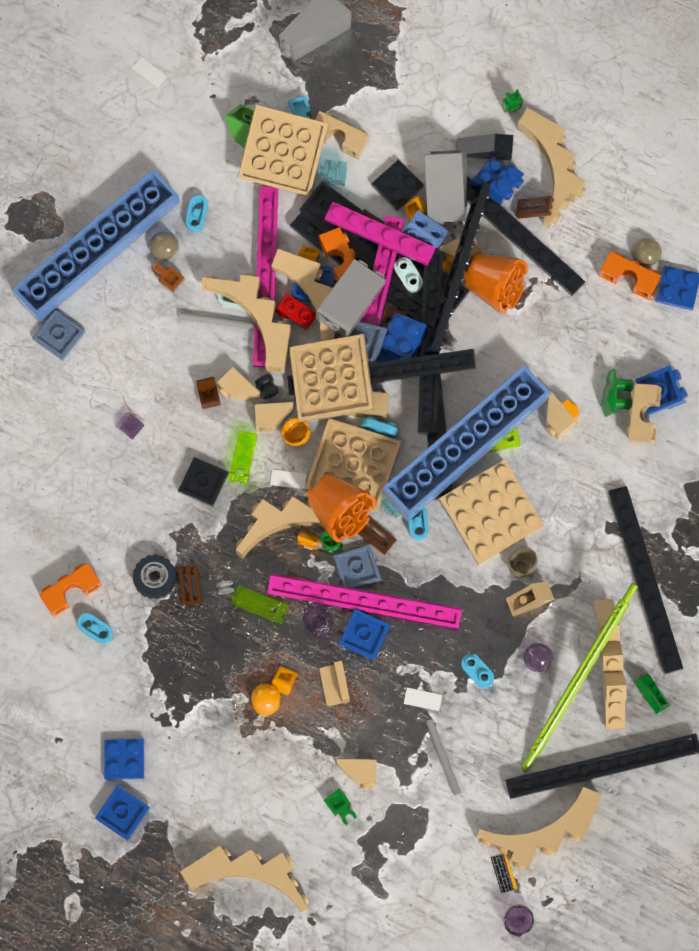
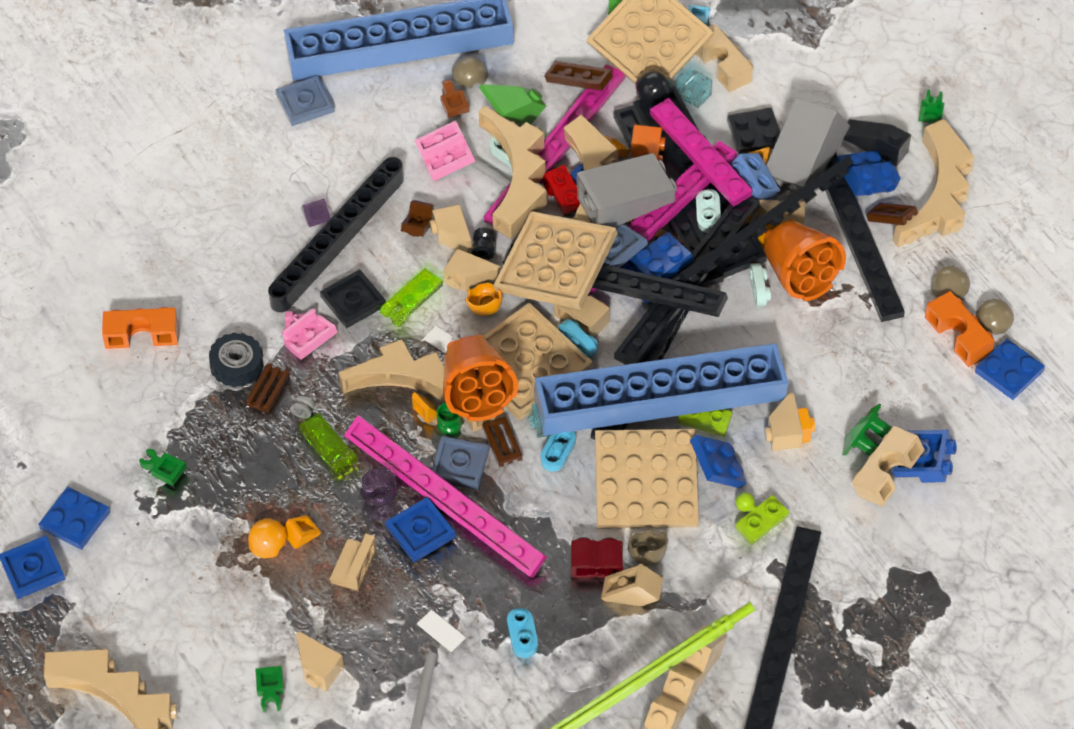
camera: 30 degrees right, 20 degrees down
(95, 629) = (138, 379): medium azure plate -> none
(160, 444) = (336, 235): none -> black beam
(162, 687) = (163, 468): none -> green plate
(187, 526) = (306, 332): none -> bright pink slope
(190, 324) = (444, 151): none -> bright pink slope
(195, 214) = (520, 61): medium azure plate -> none
(216, 258) = (514, 102): none -> bright green slope
(248, 209) = (578, 75): none -> reddish brown plate
(309, 191) = (653, 86): none -> black hair
(476, 316) = (758, 277): none -> light aqua plate
(494, 589) = (596, 558): none -> dark red brick
(532, 473) = (718, 461): none -> blue plate
(538, 657) = (601, 653): clear purple hair -> none
(581, 497) = (760, 518): none -> lime plate
(602, 241) = (950, 279): none -> dark tan hair

